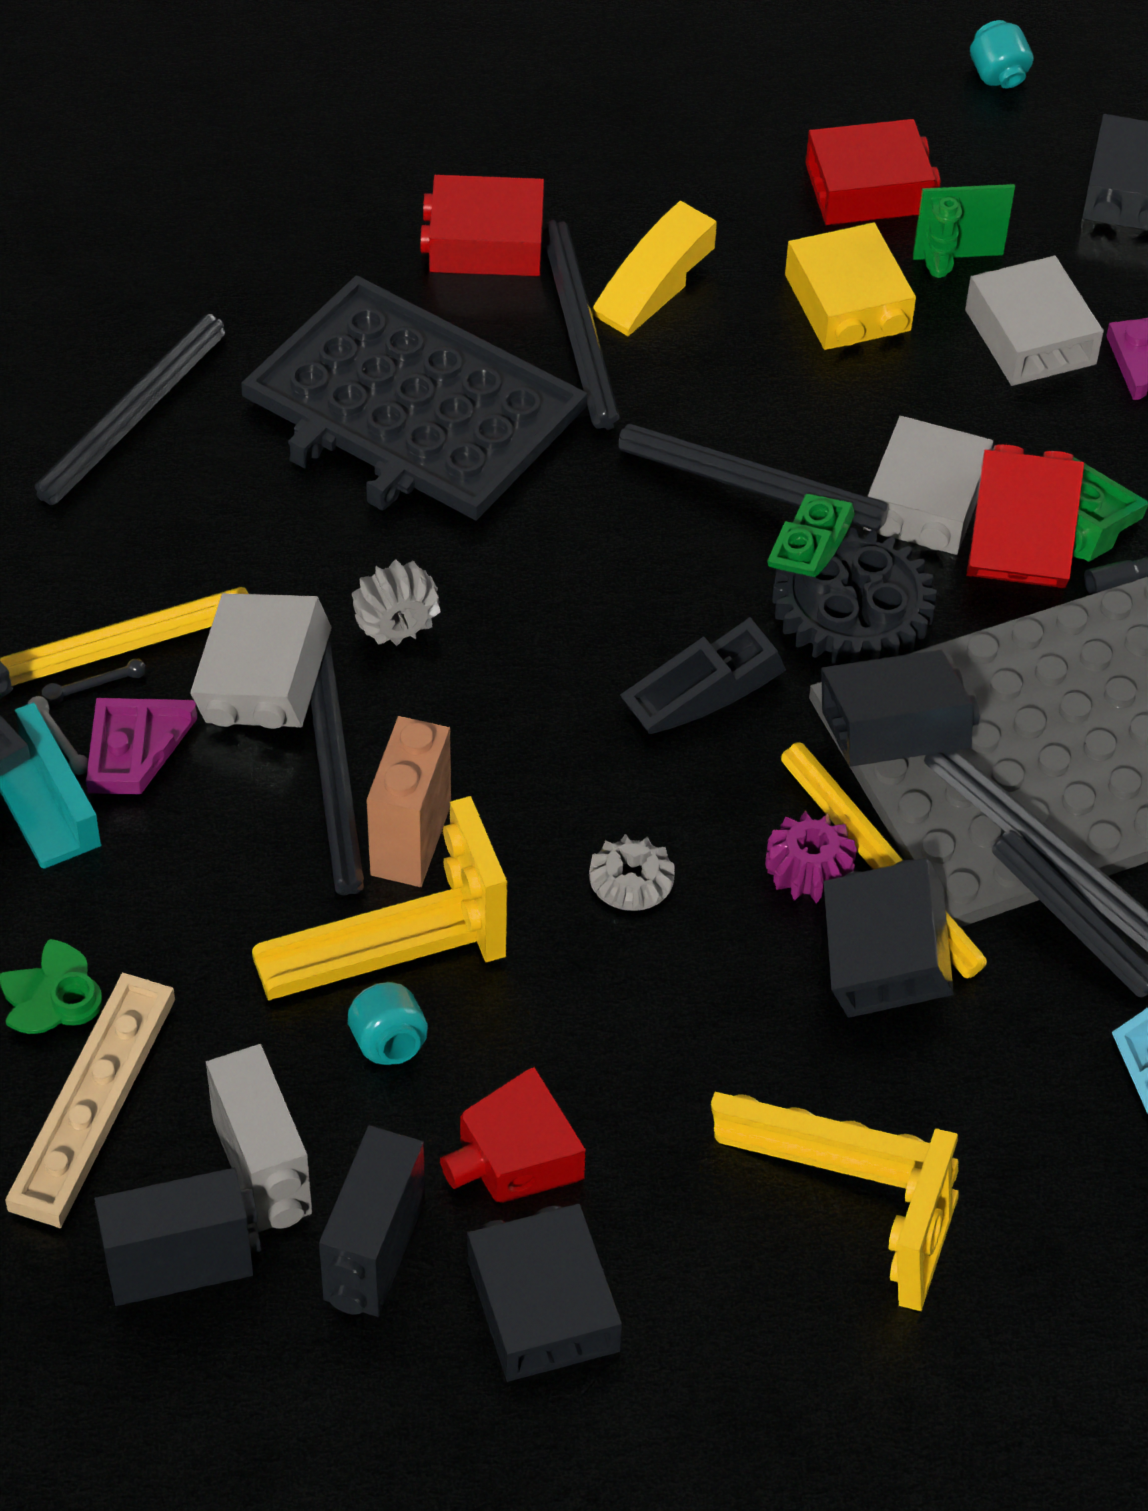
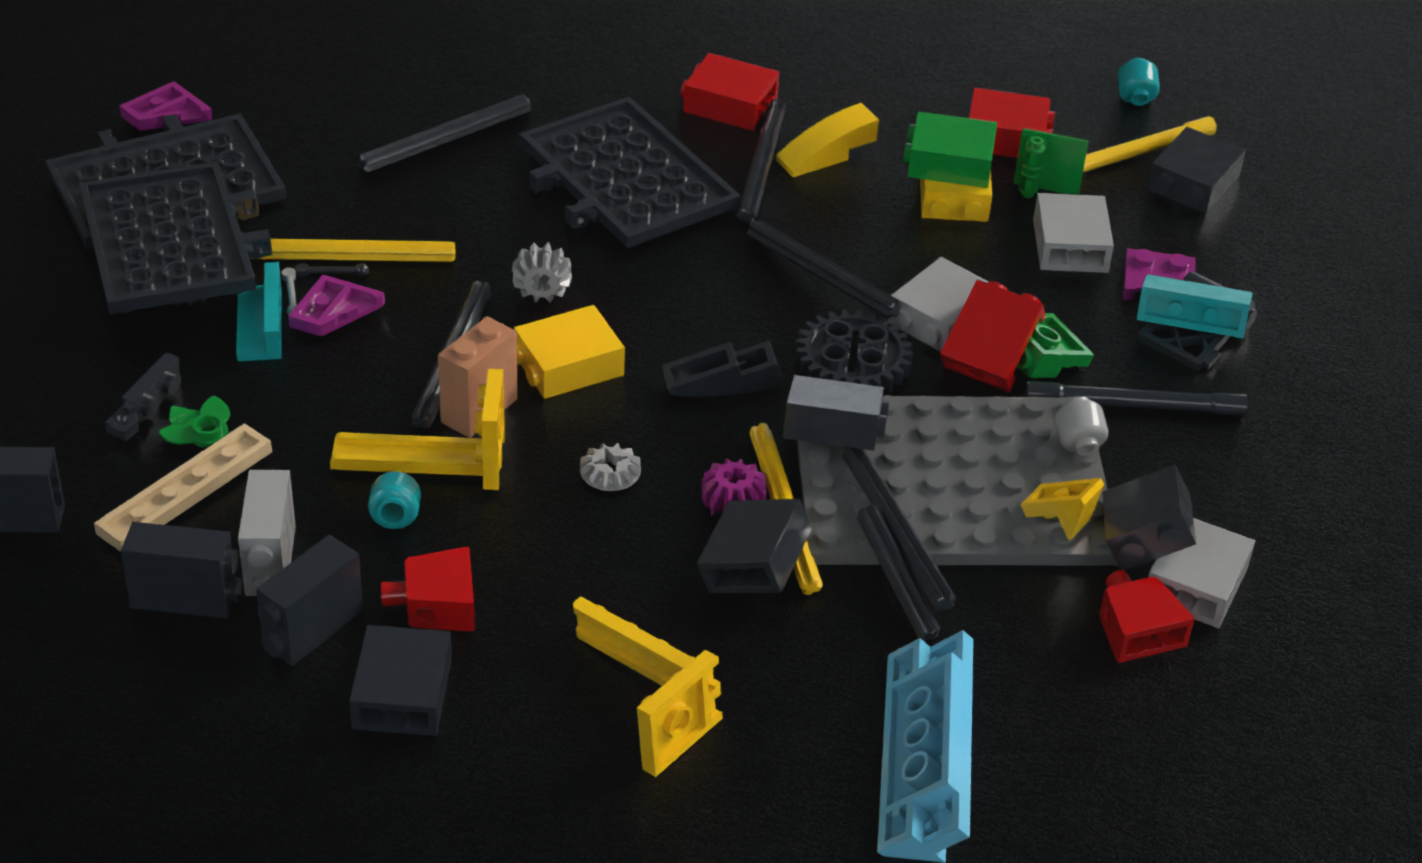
camera: 20 degrees right, 10 degrees down
(261, 660) = (436, 280): light grey brick -> none
(496, 711) = (569, 351): none -> yellow brick
(813, 536) = (840, 308): green slope -> none
(839, 245) = (950, 149): none -> green brick
(1109, 102) = (1145, 145): none -> yellow piece

